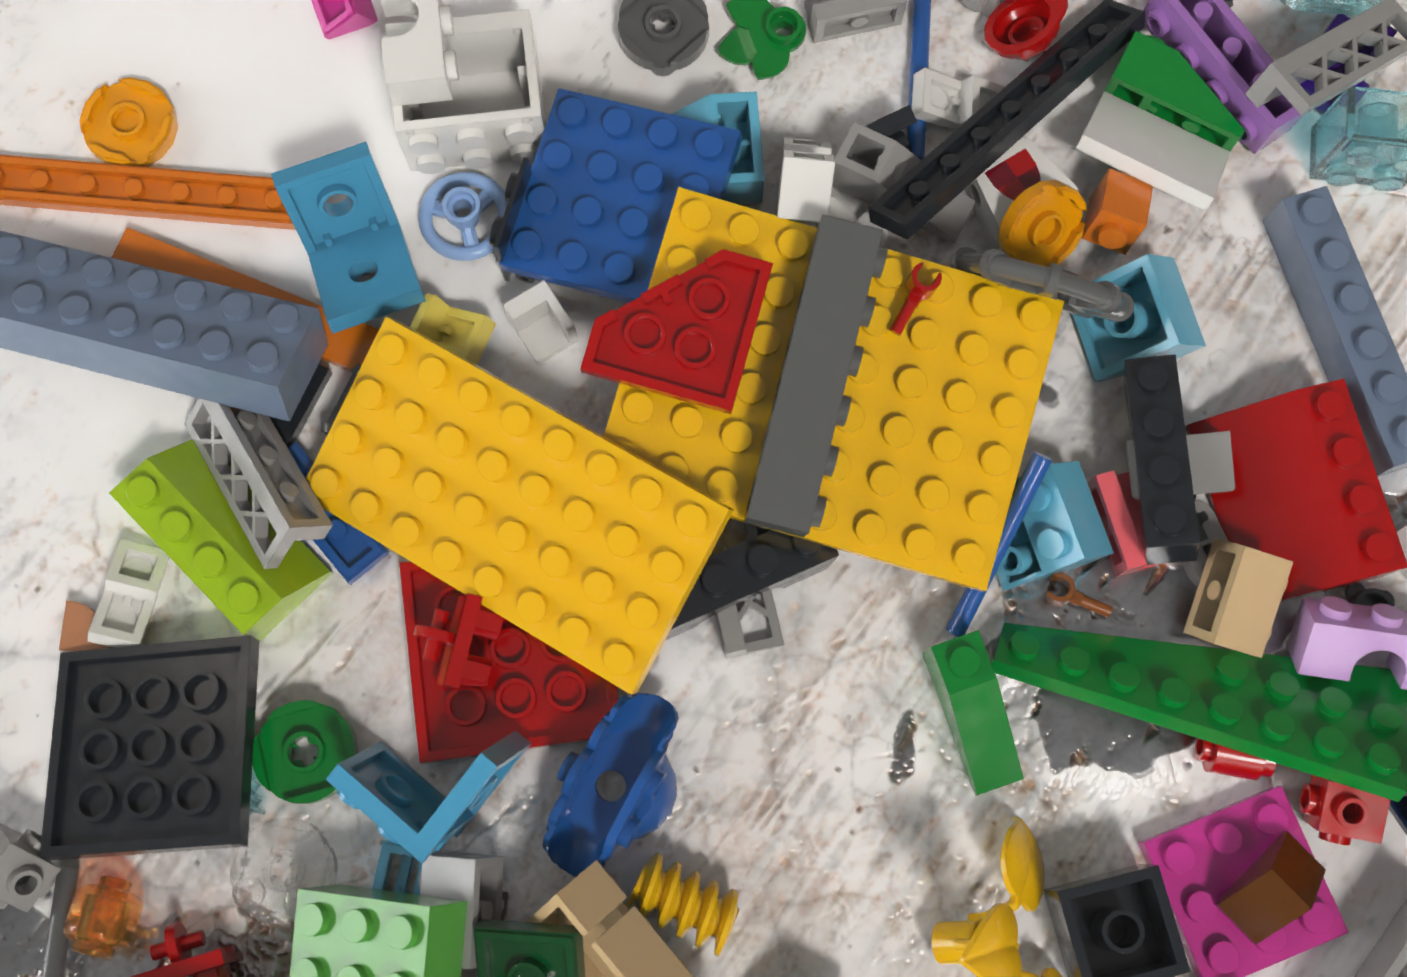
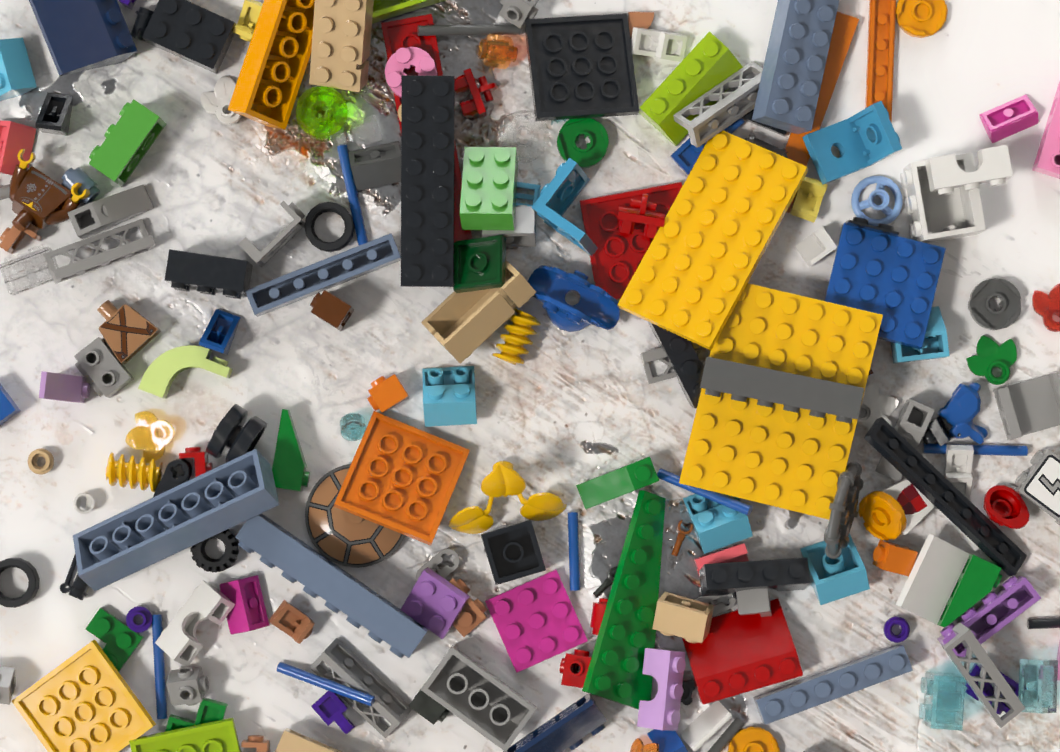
camera: 85 degrees right, 10 degrees up
(685, 333) = (801, 322): red plate -> none
(805, 180) = (898, 383): white arch -> none
(850, 89) = (961, 411): none -> blue animal
(916, 294) = (825, 438): red hand -> none
(1105, 805) = (573, 542): none -> blue bar
(1165, 742) = (608, 582): none -> pearl dark grey hand
(1246, 209) = (904, 633): none -> dark purple plate
(1273, 889) = (537, 631): reddish brown slope -> none

